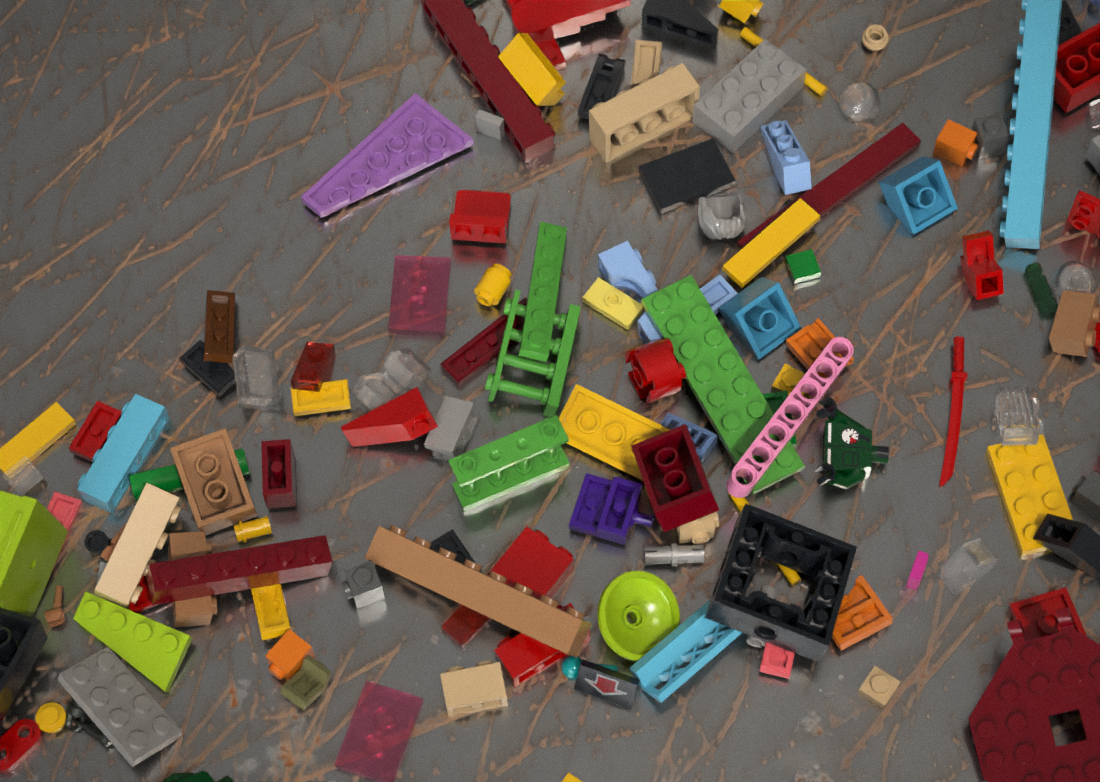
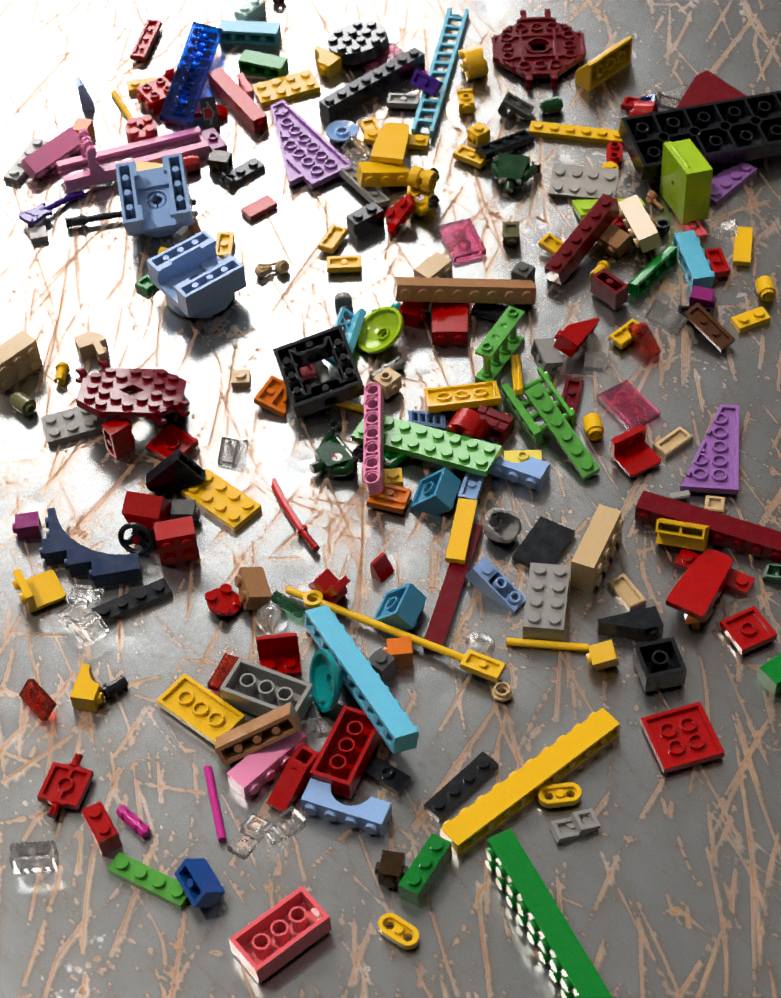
camera: 145 degrees right, 15 degrees down
(85, 344) = (765, 288): none -> yellow brick
(150, 318) = (750, 319): none -> yellow plate
(179, 381) = (703, 296): none -> magenta brick
(213, 482) = (632, 262): medium nougat slope -> none
(288, 655) = (529, 237): orange brick -> none
(418, 210) = (672, 442): none -> tan tile
(453, 103) = (714, 503): none -> tan tile
(529, 402) = (517, 376): none -> yellow axle
(601, 83) = (639, 560): black plate -> none
(606, 684) = (368, 306): black tile -> none
(608, 370) = (500, 424): none -> dark red brick
(608, 508) = (435, 368): dark purple plate -> none
(642, 725) = (343, 299): none -> light grey tile
(675, 478) = (408, 373): dark red brick -> none
(803, 266) = (435, 537): green tile -> none
(886, 79) = (471, 662): none -> yellow bar
(899, 264) = (381, 568): none -> red slope
(917, 570) = (256, 427): dark pink tile -> none
(1017, 416) = (253, 520): clear brick -> none
(1071, 136) = (326, 680): none -> teal dish

